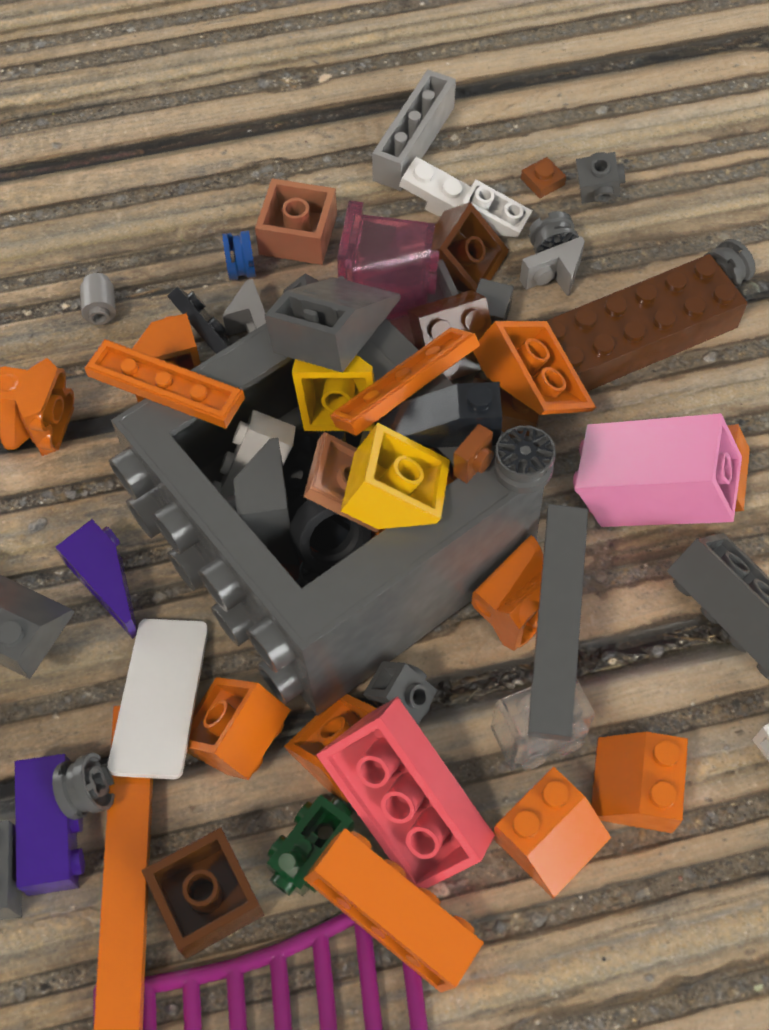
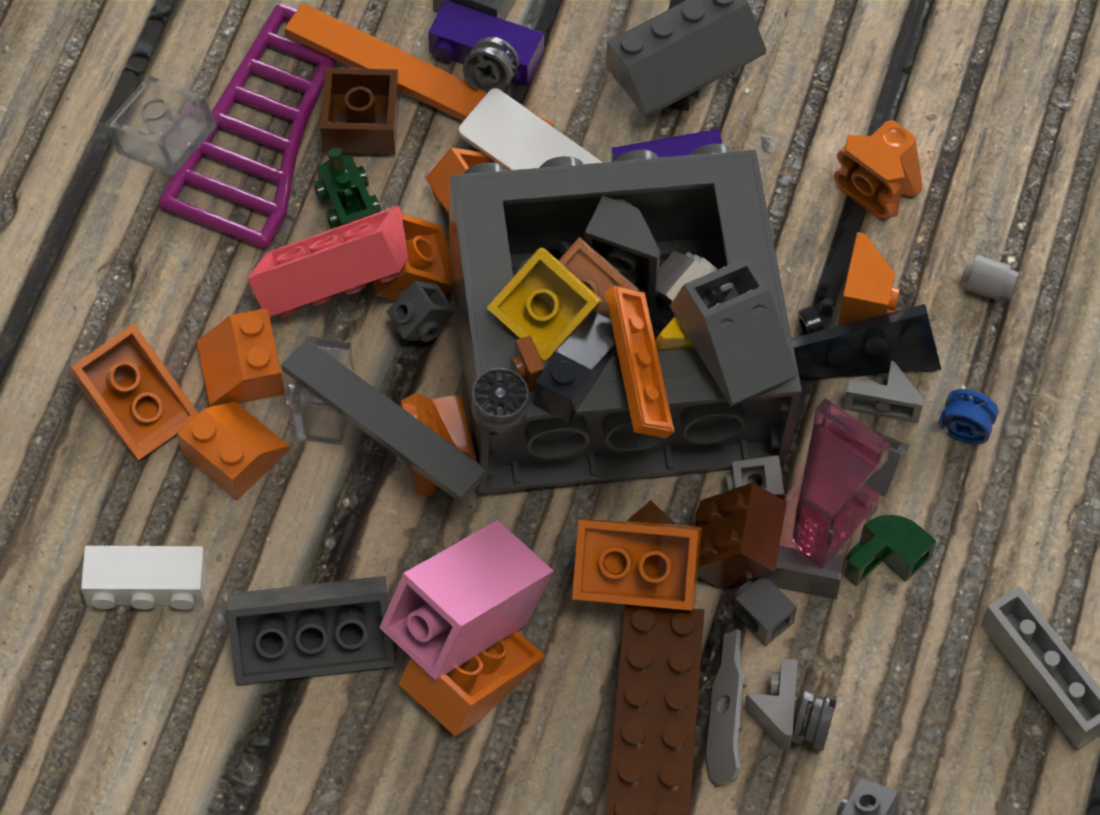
camera: 120 degrees right, 0 degrees up
(165, 383) = (764, 198): orange tile -> none
(296, 221) = (980, 486): nougat brick -> none
(395, 910) = (258, 213): orange brick -> none
(446, 192) = (922, 668): white slope -> none
(468, 246) = (853, 626): reddish brown slope -> none
(543, 177) = (916, 778): dark orange plate -> none
(595, 287) = (725, 713): none -> light grey piece
(655, 919) = (133, 392): none -> orange slope

